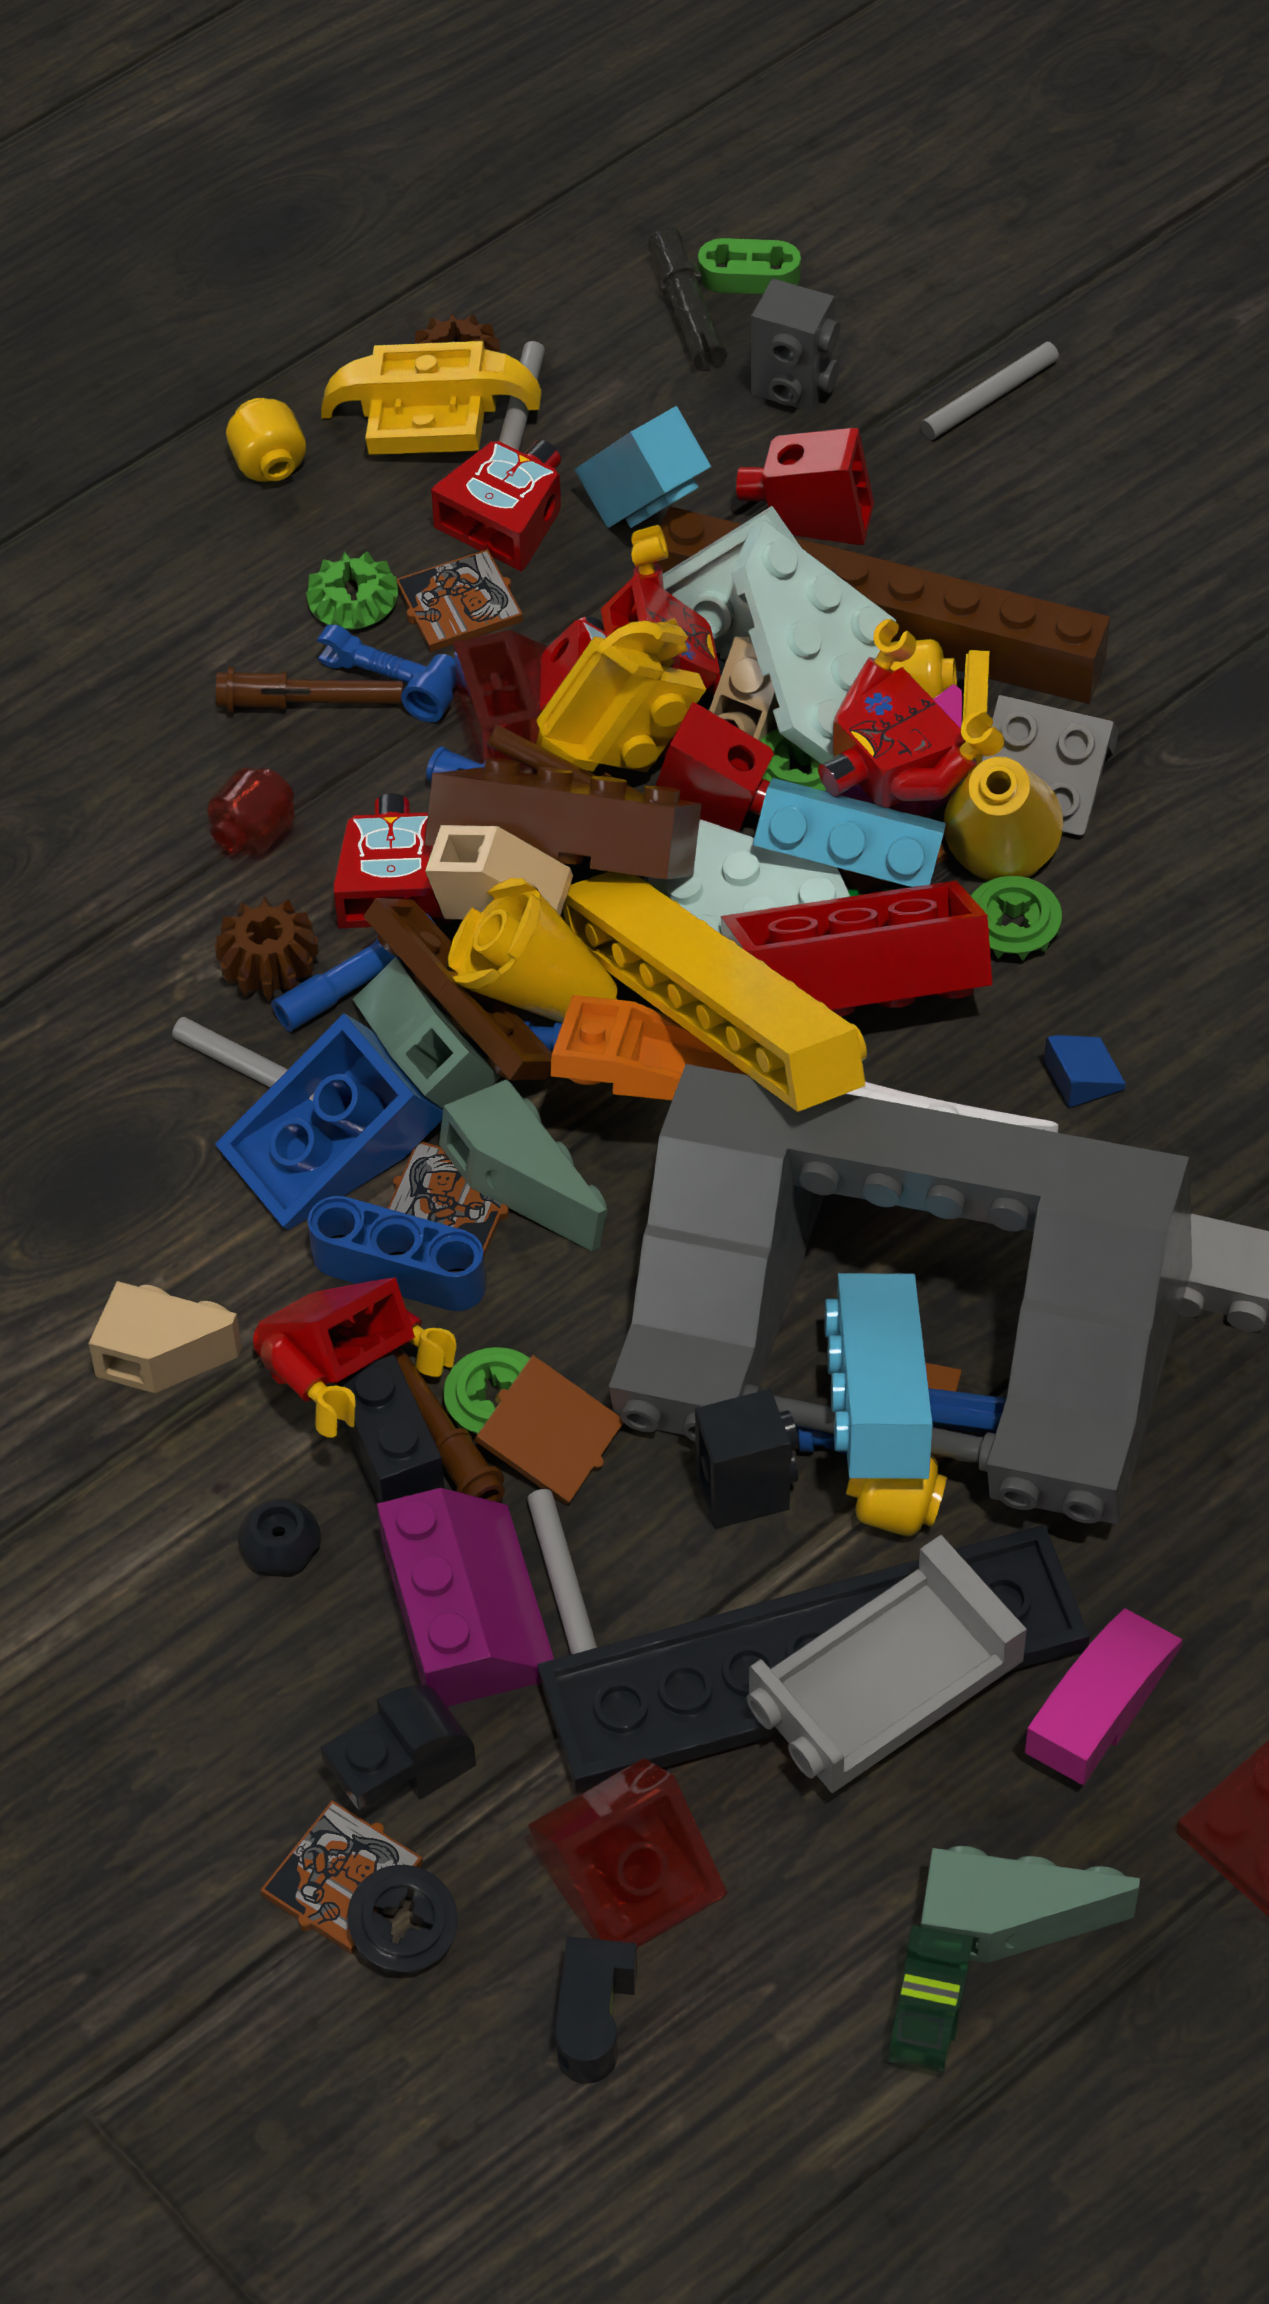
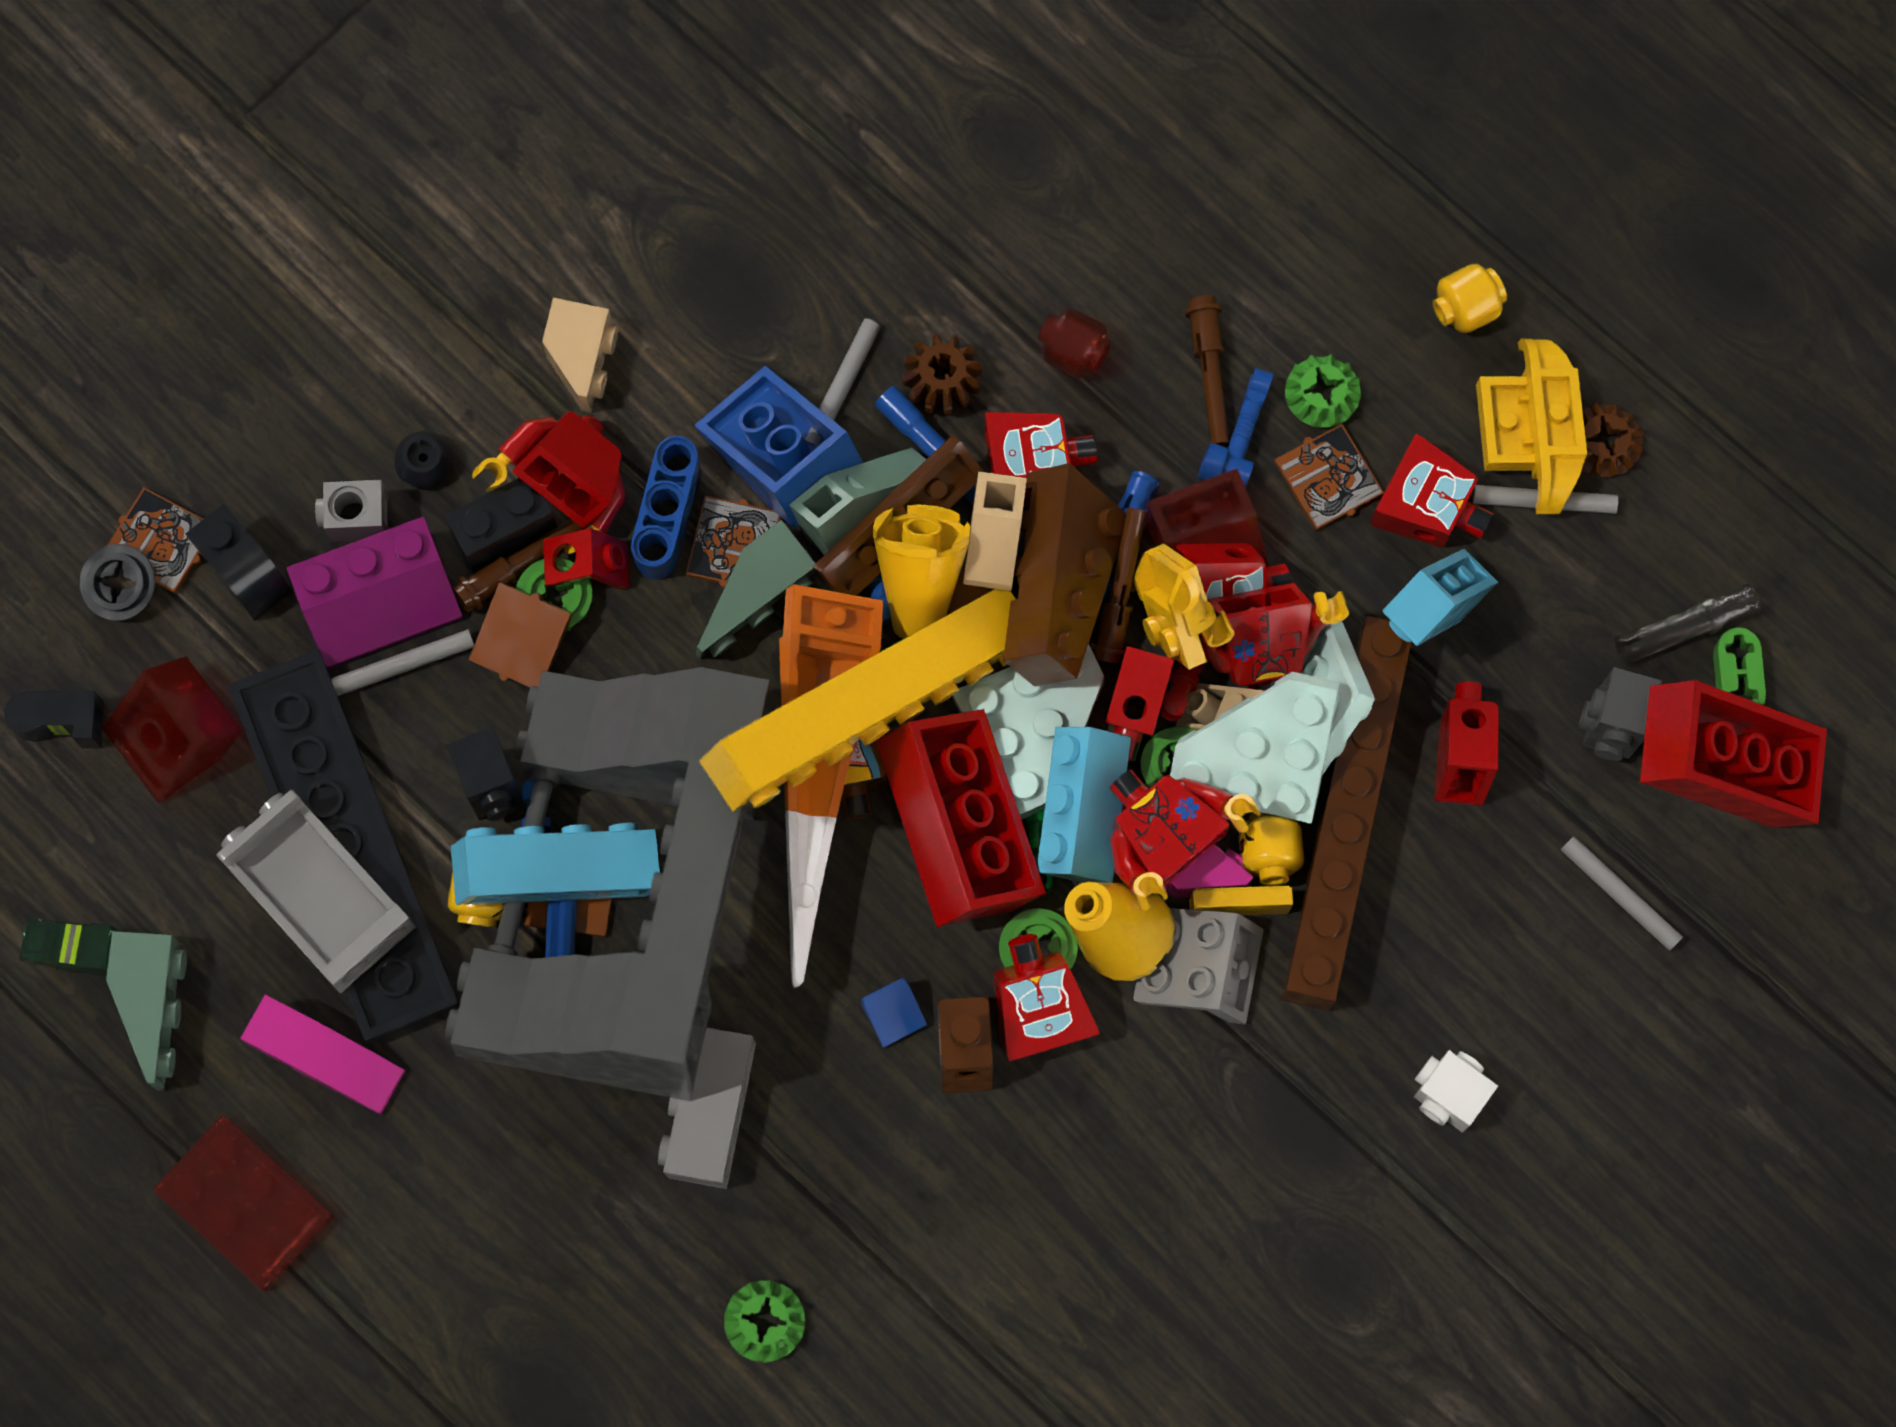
camera: 80 degrees right, 20 degrees up
(337, 1590) = (337, 495): none -> light grey brick
(462, 1320) = (597, 558): none -> red bracket
(858, 240) = (1733, 754): none -> red brick
(1089, 905) = (1038, 1002): none -> red torso
(1127, 981) = (965, 1044): none -> reddish brown torso
(1212, 543) = (1453, 1089): none -> white brick

